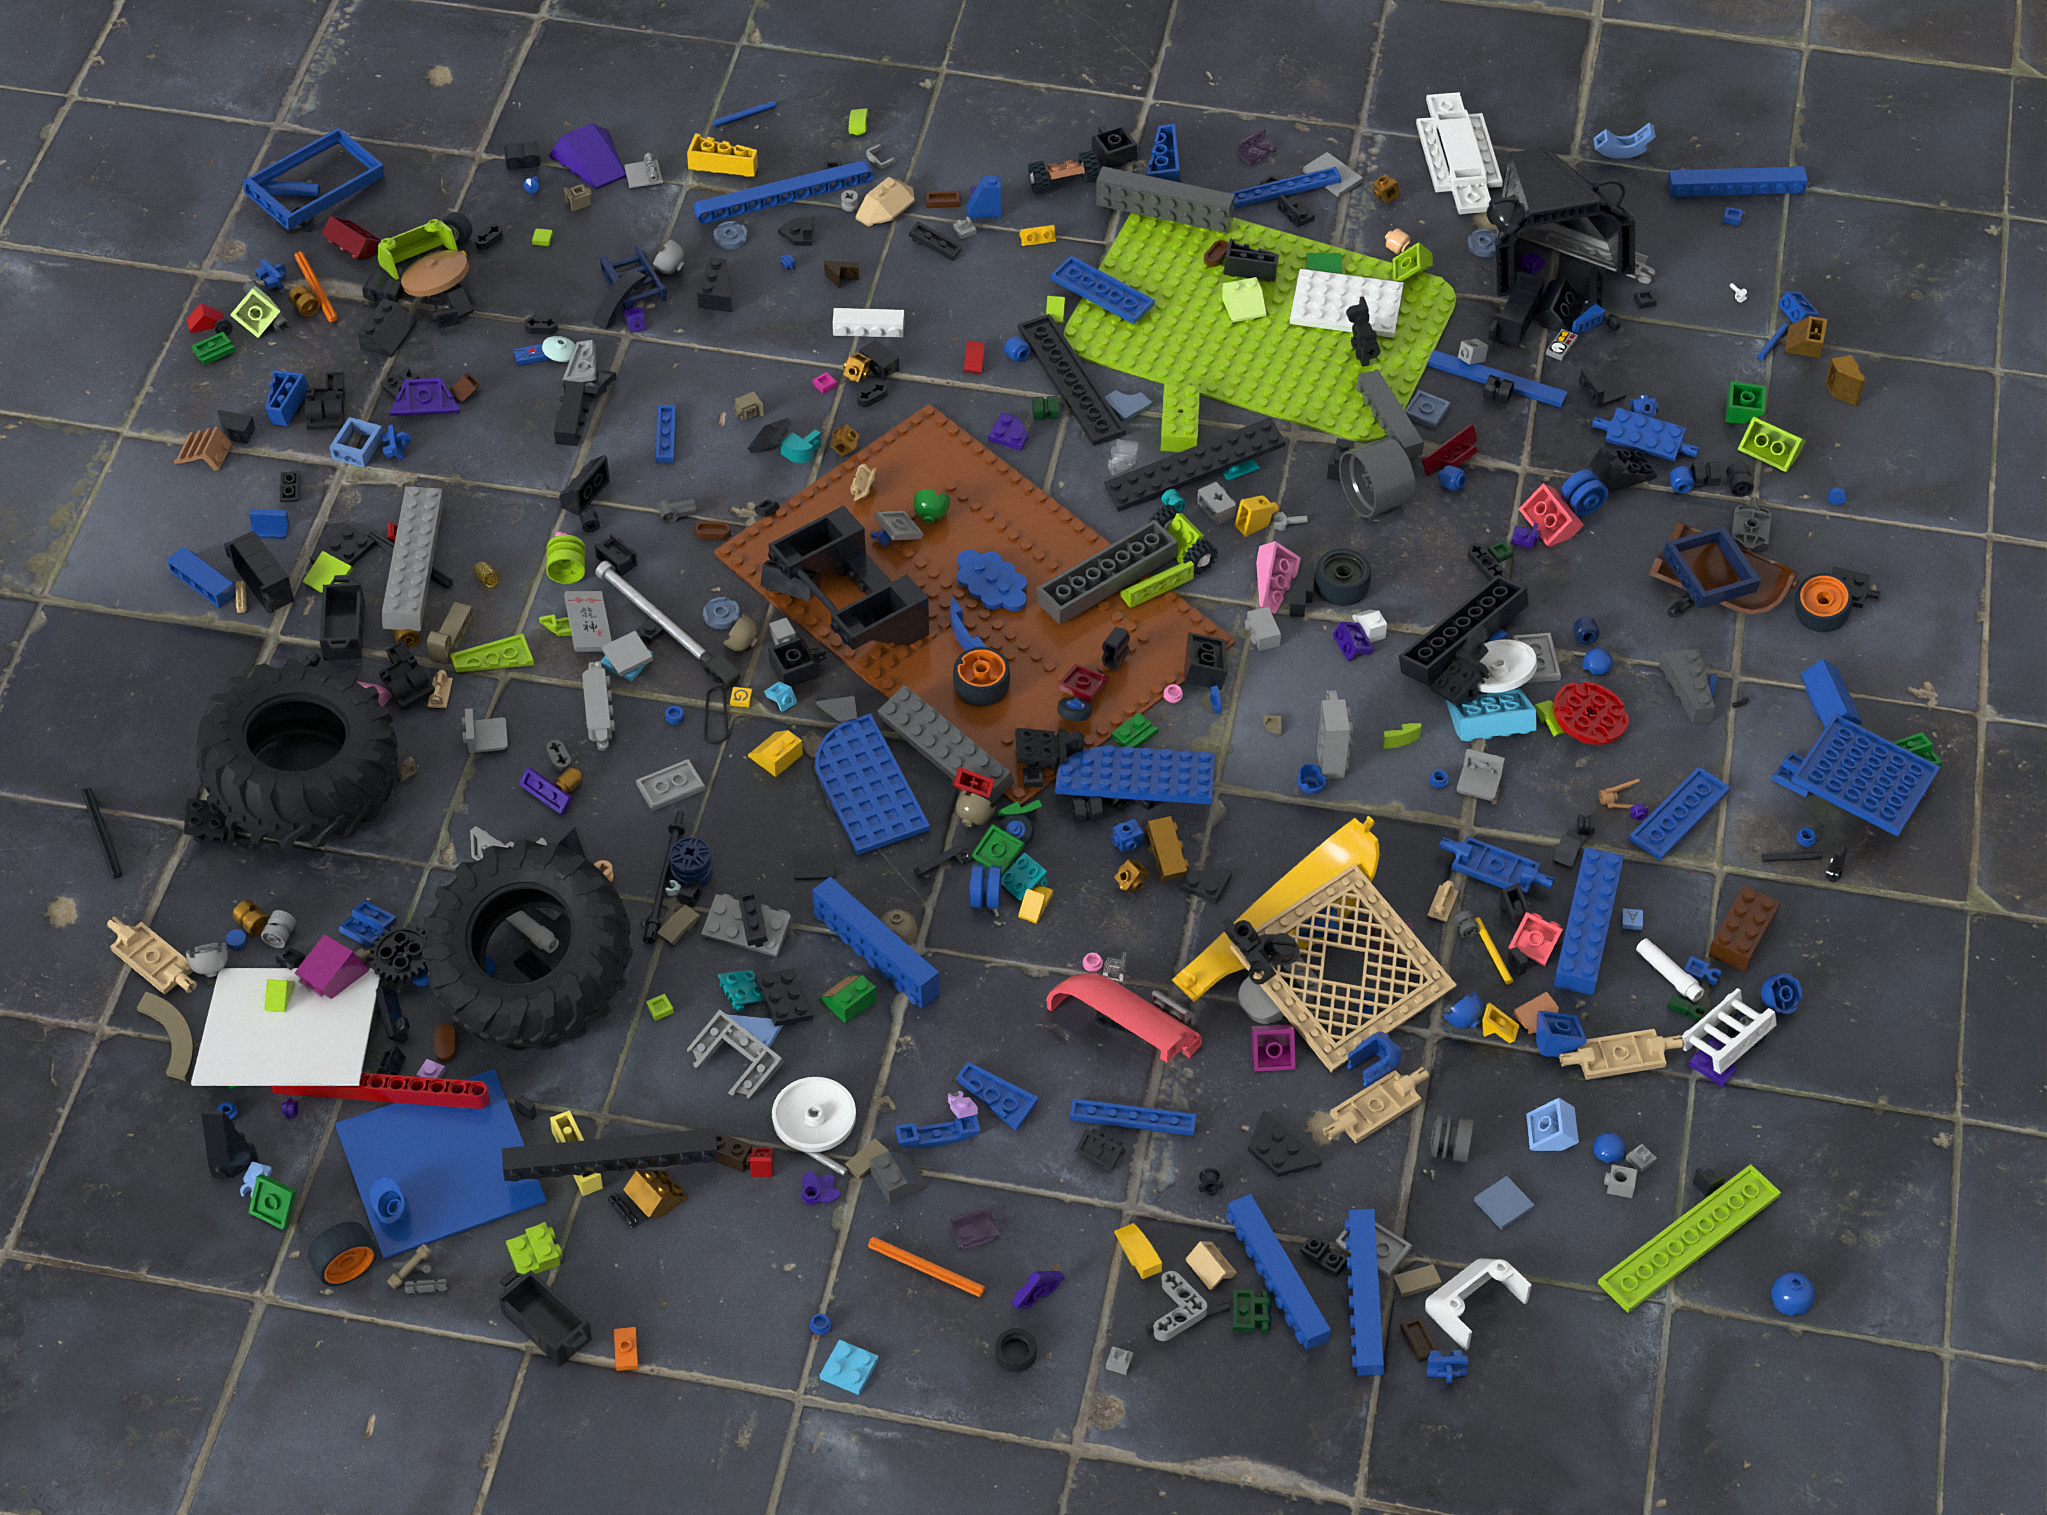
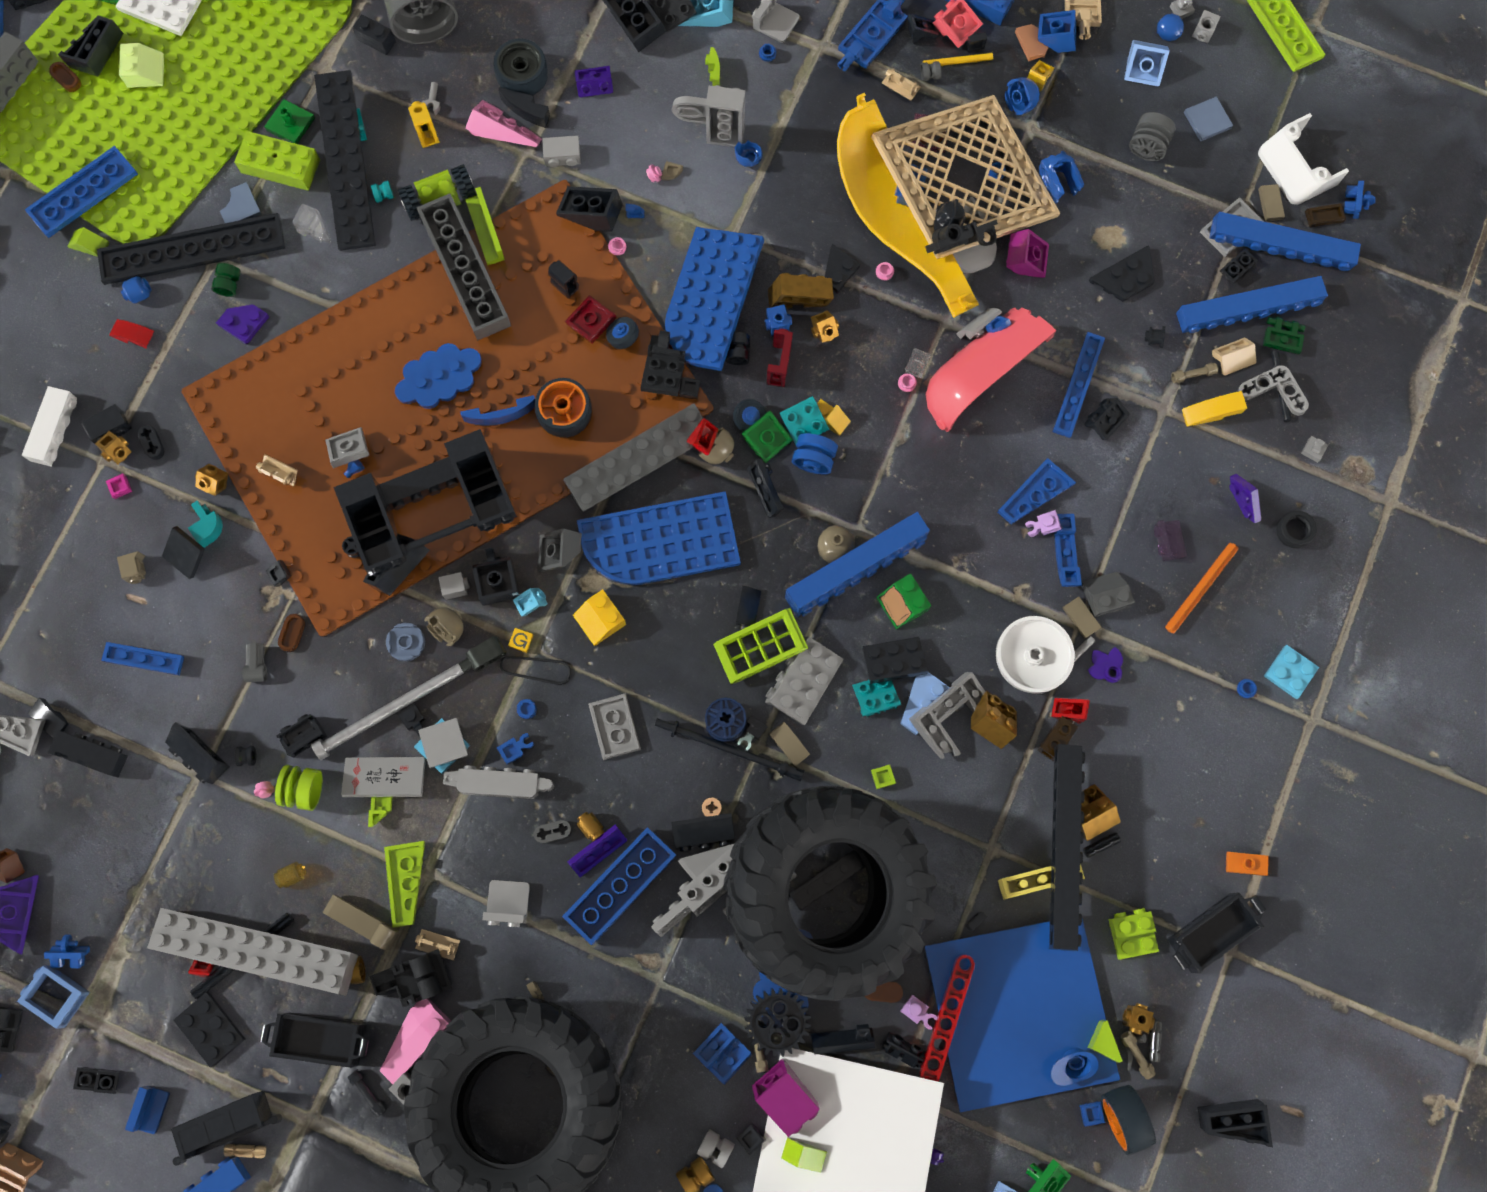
camera: 80 degrees left, 25 degrees up
(324, 571) = (242, 1049): lime tile -> none
(352, 1364) = (1237, 1120): none -> black wedge
(418, 1230) = (1104, 1042): none -> lime slope
(446, 1261) = (1131, 1017): none -> pearl gold brick
(512, 808) = (619, 886): none -> blue brick
(632, 709) = (512, 749): none -> blue plate
(736, 1088) = (994, 720): none -> pearl gold slope
(753, 918) = (811, 670): black hinge -> none
(754, 858) = (793, 630): none -> lime piece
(930, 505) = (332, 411): green cylinder -> none
(1015, 808) = (730, 406): green slope -> none
(1084, 844) = (777, 374): none -> dark red panel
(1134, 732) = (653, 290): green plate -> none
(1169, 1011) = (998, 324): none -> blue tile
(1170, 1214) = (1209, 369): none -> dark tan bar
(1214, 922) = (885, 271): none -> bright pink plate
(1216, 503) = (396, 154): light grey brick -> none
(1226, 419) = (289, 122): none -> green tile
(1263, 707) = (654, 173): none -> bright pink plate
(1372, 624) = (576, 59): white slope -> none
(1376, 1105) = (1103, 190): tan plate -> none

